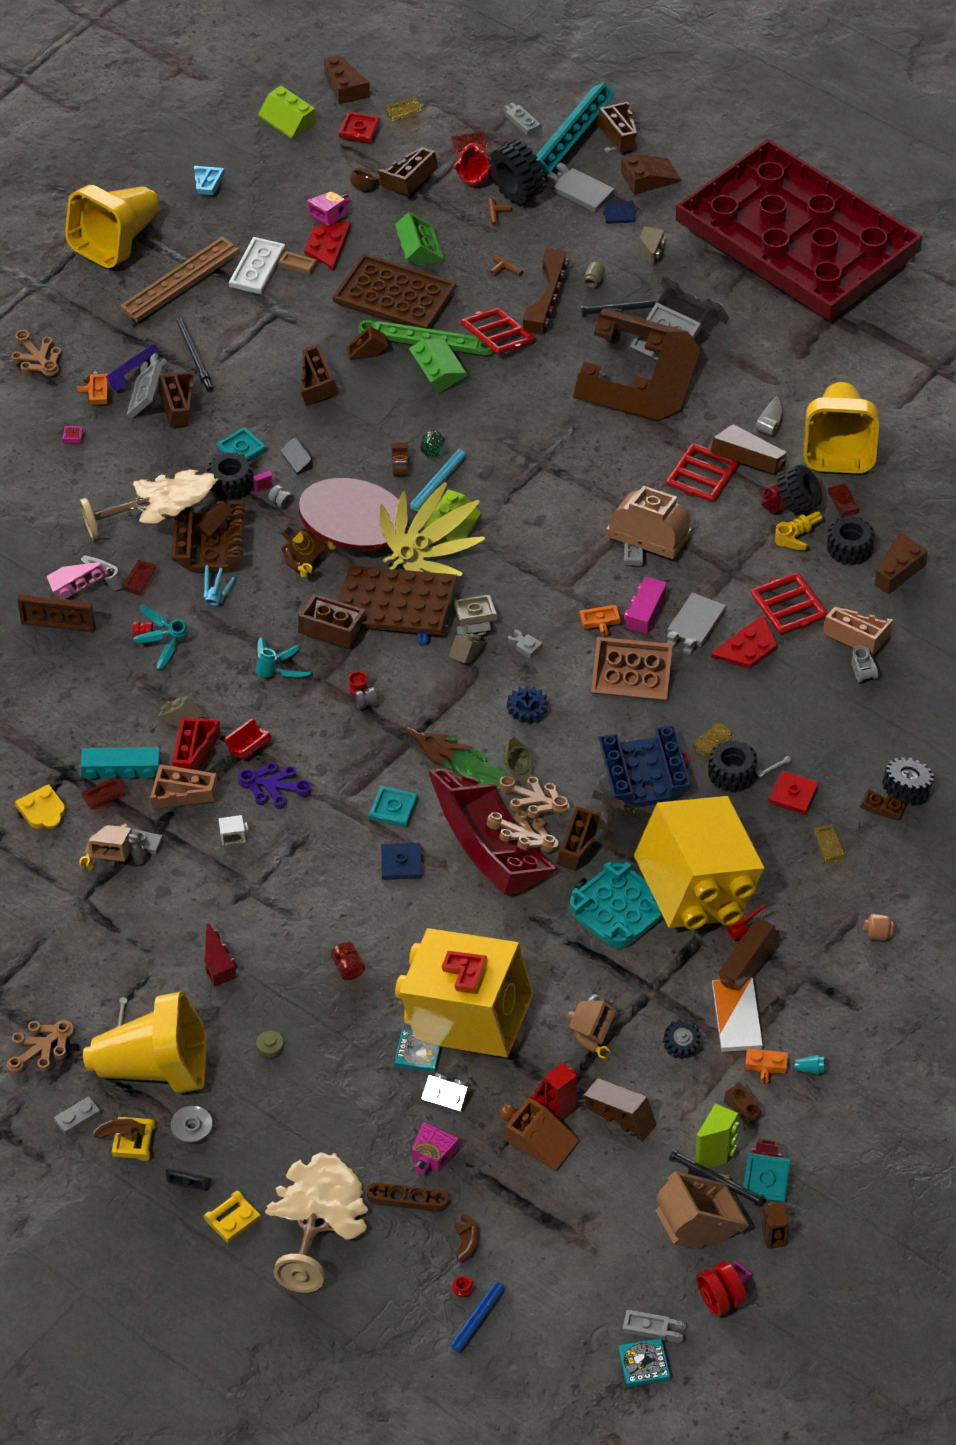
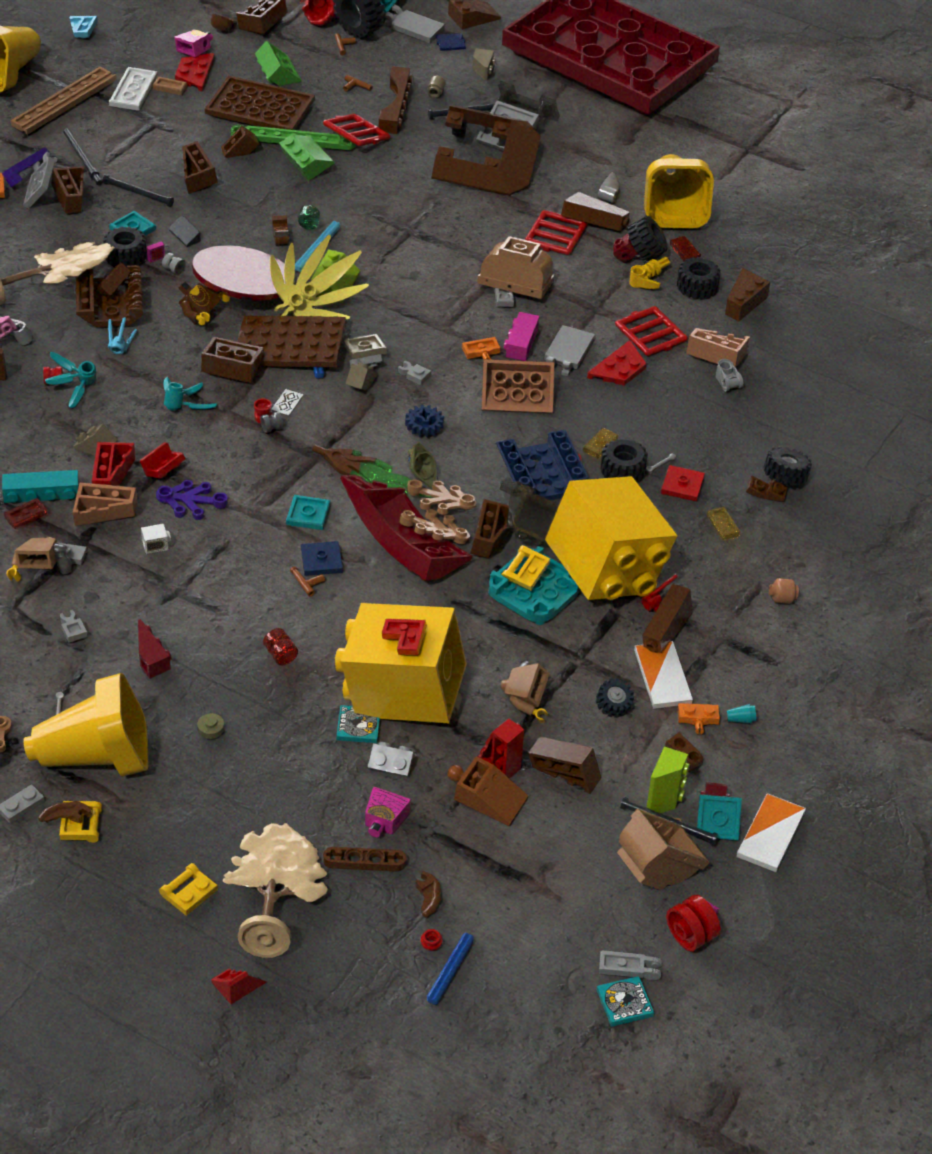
camera: 10 degrees left, 5 degrees down
(139, 577) = (45, 332): clear red plate -> none
(141, 926) = (73, 627): none -> light grey plate
(187, 1179) = (139, 856): black slope -> none
(191, 1117) = (139, 797): light grey dish -> none
(268, 1319) = (235, 984): none -> red slope
(283, 416) = (108, 180): none -> black bar
(383, 890) = (307, 584): none -> dark orange piece
(385, 672) = (287, 402): none -> white sticker
(613, 891) = (531, 570): none -> yellow plate
(775, 1225) = (736, 860): reddish brown brick -> none
(820, 1195) = (771, 832): none -> tile

